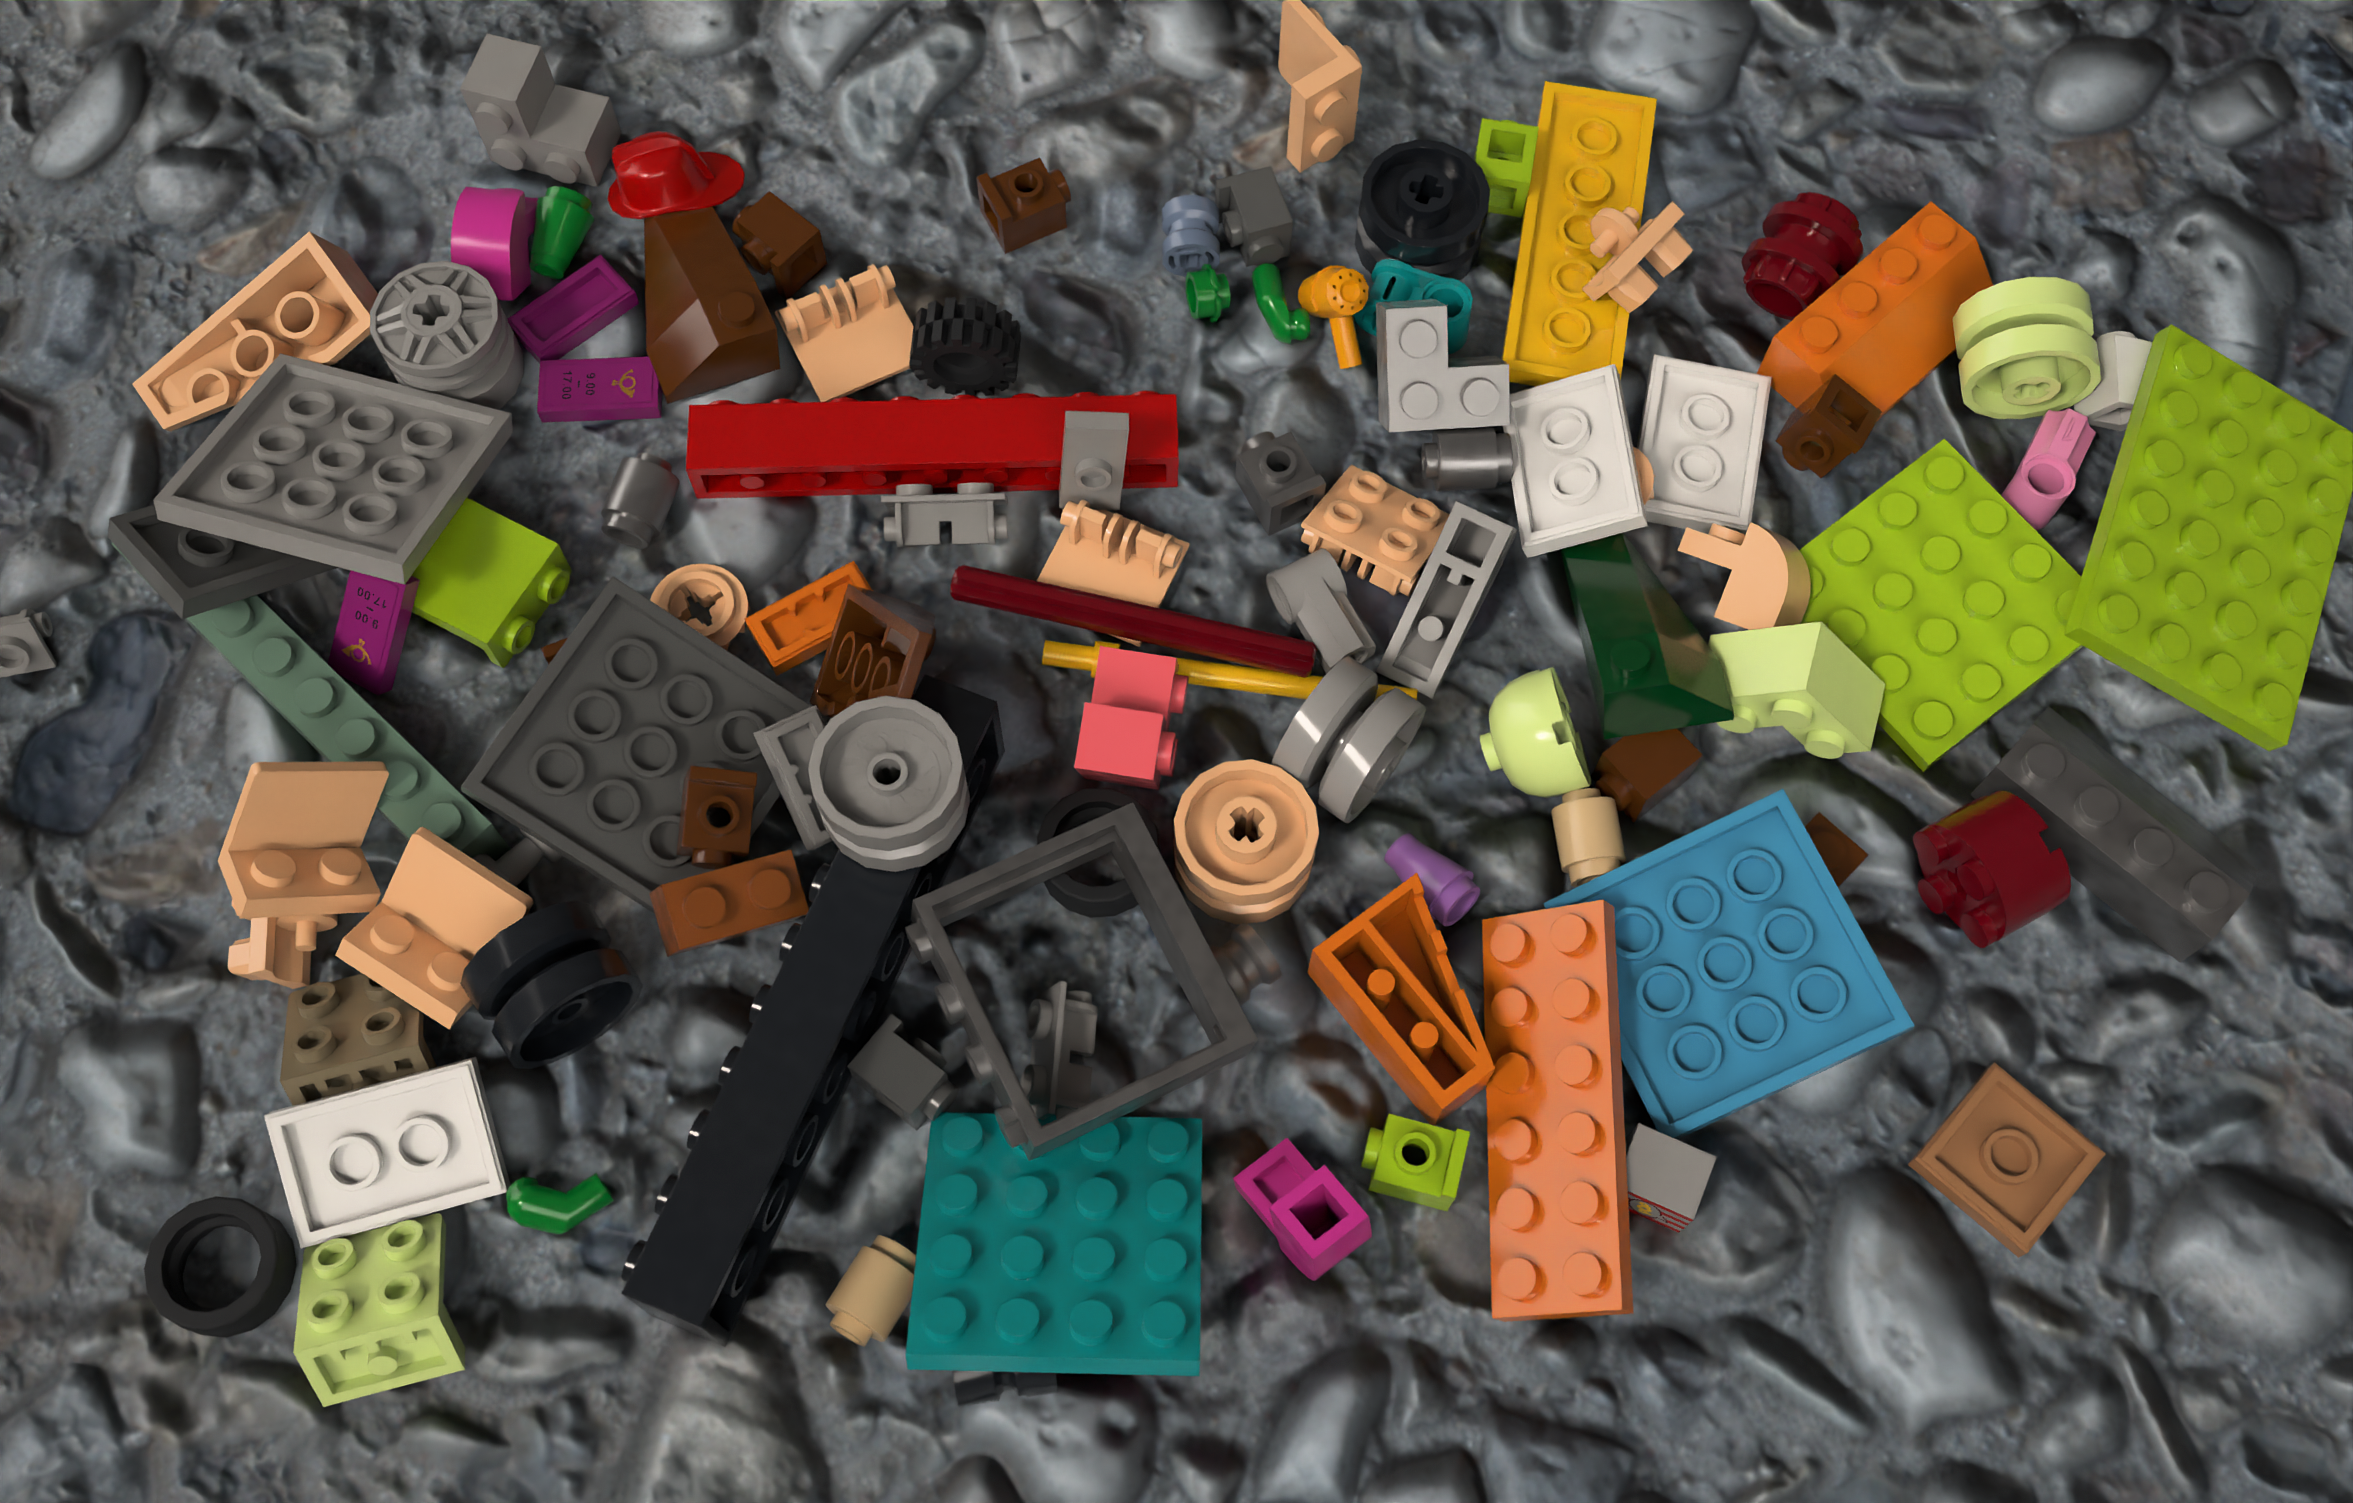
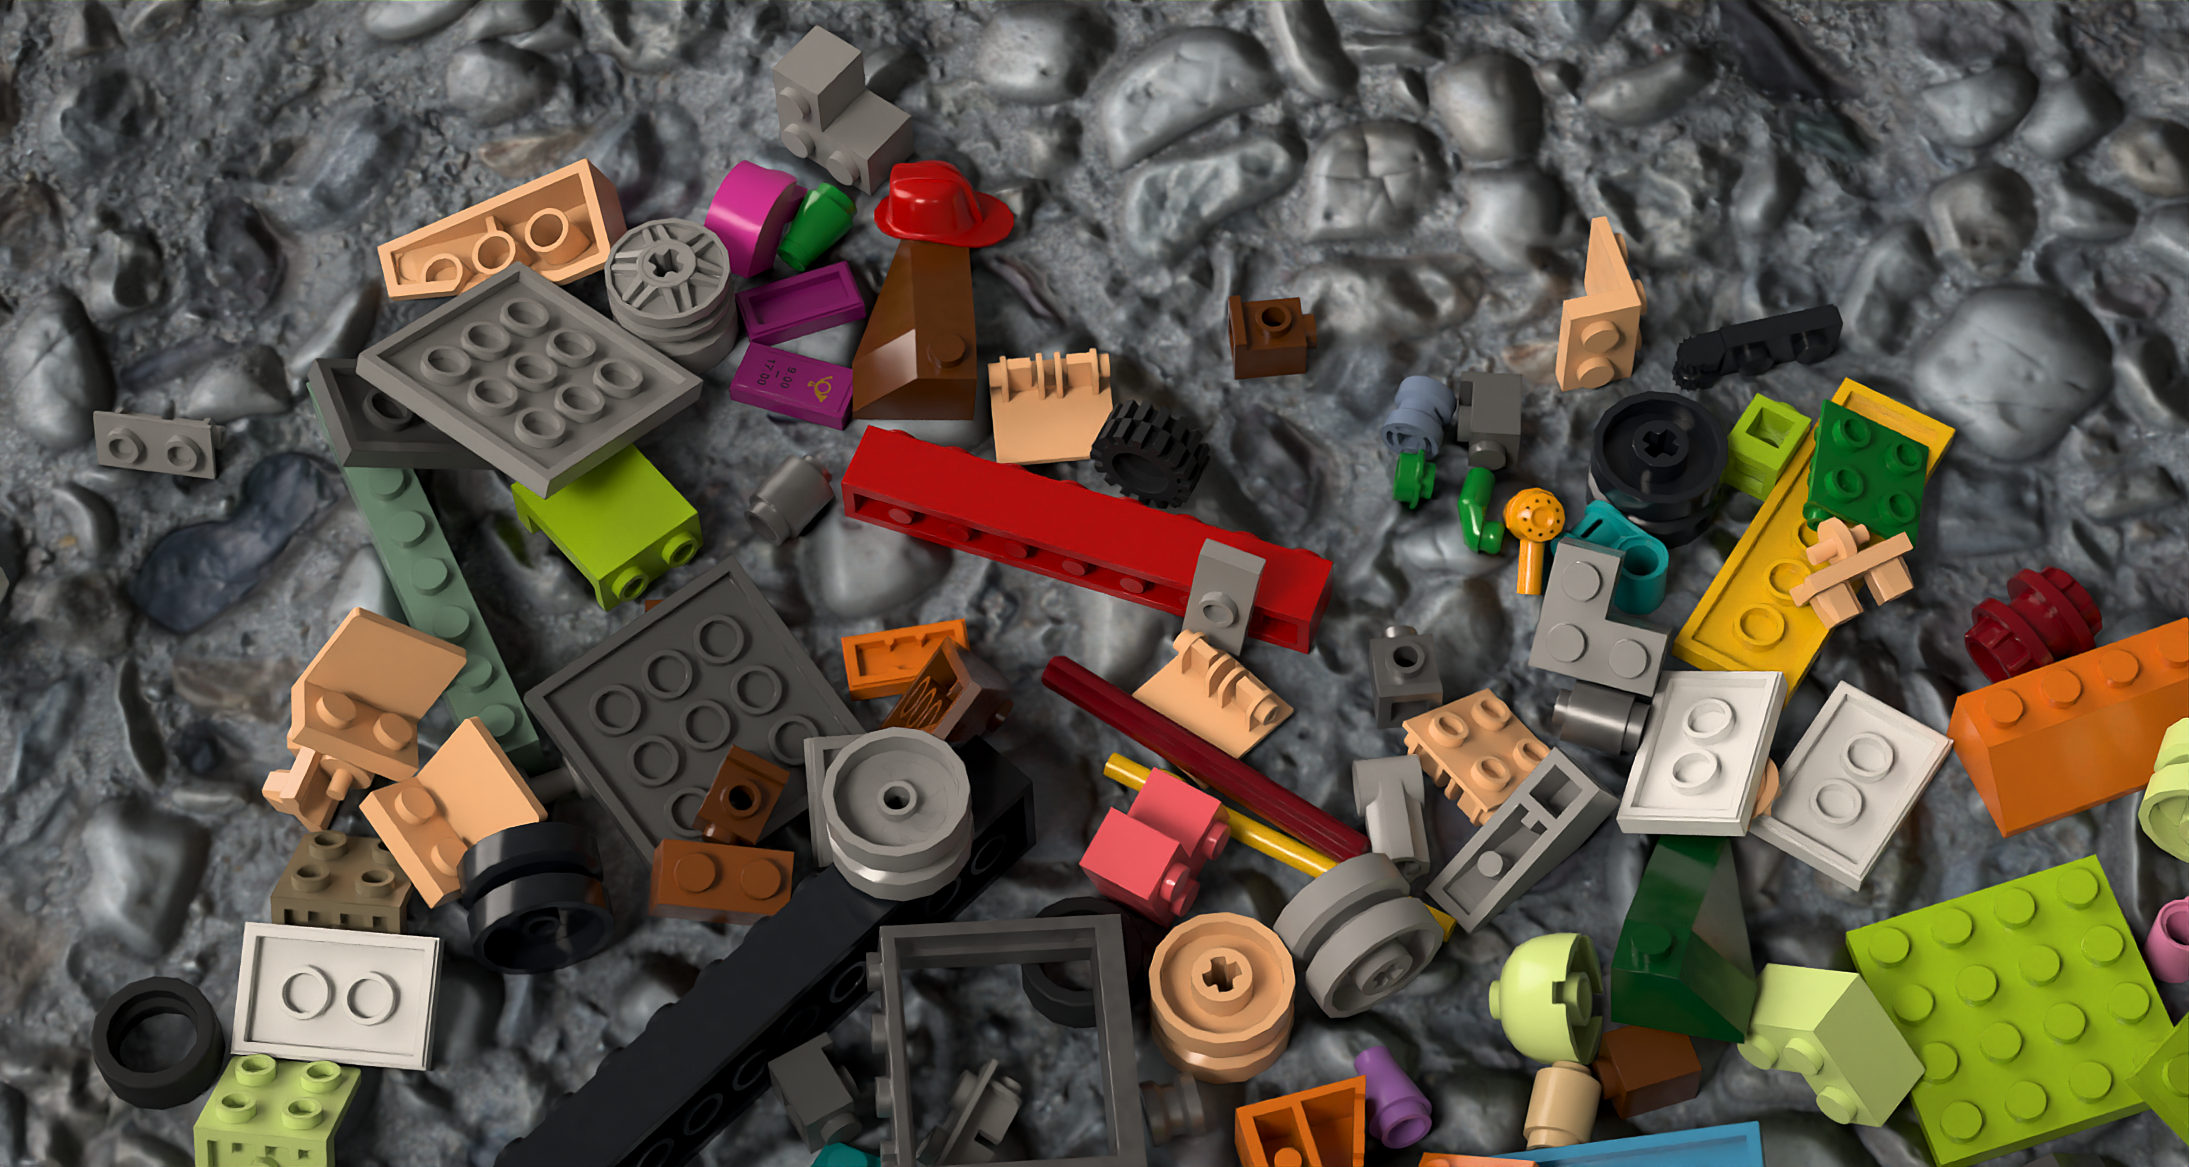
camera: 25 degrees right, 10 degrees down
(372, 630) = (502, 535): magenta tile -> none
(555, 1210) = (461, 1102): green arm -> none
(708, 586) = (823, 600): light nougat gear -> none
(780, 243) = (1018, 302): reddish brown brick -> none
(920, 514) = (1094, 609): light grey hinge -> none
(1456, 77) = (1757, 345): none -> black hinge
(1602, 163) = (1865, 475): none -> green hinge
(1767, 576) = (1847, 918): light nougat brick -> none
(1818, 438) = (1965, 815): reddish brown brick -> none

